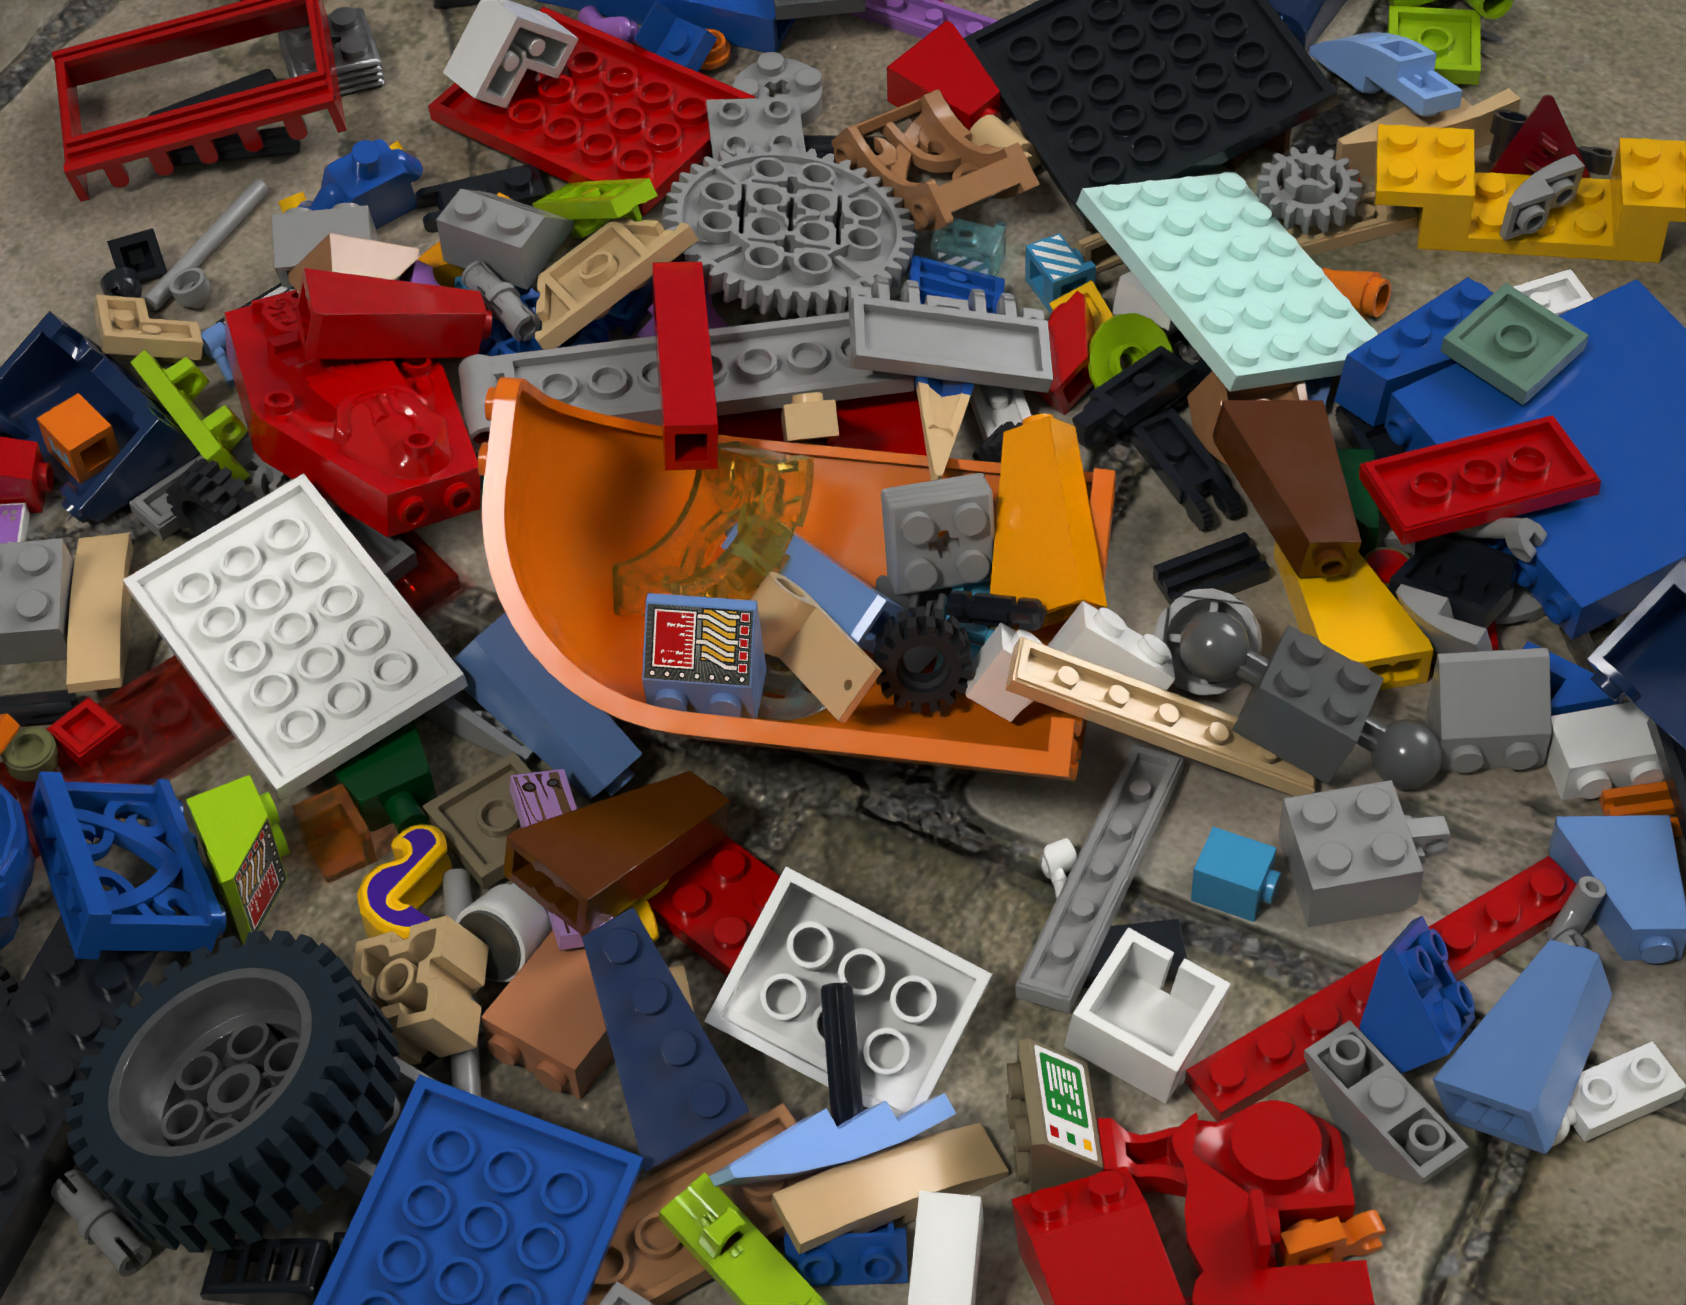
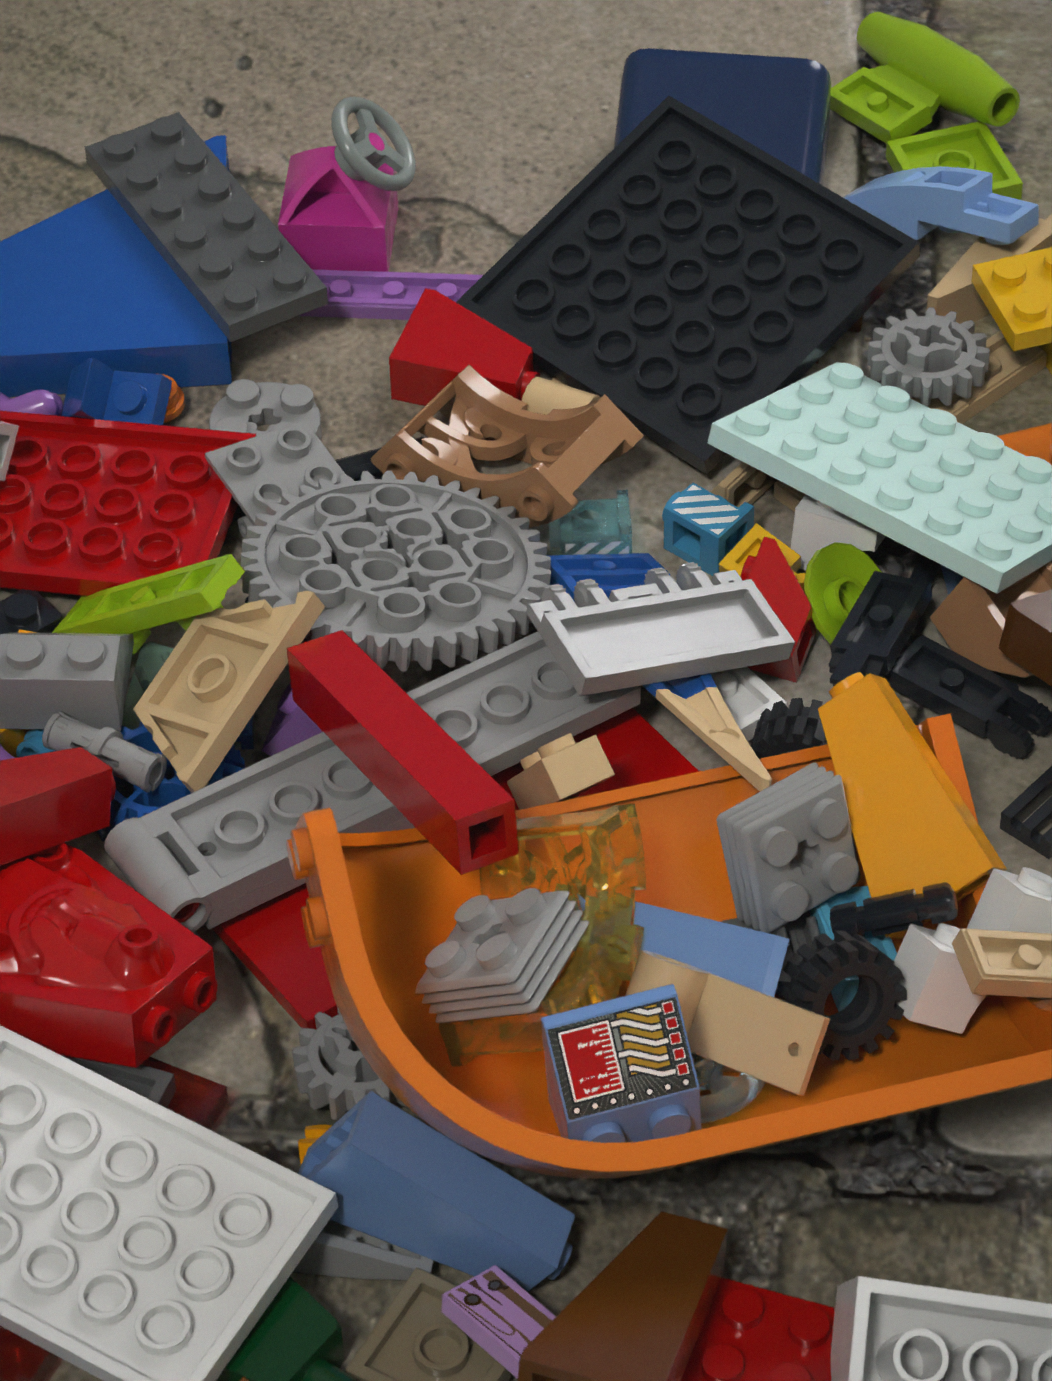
camera: 25 degrees left, 5 degrees down
(664, 540) = (501, 956): none -> light grey brick

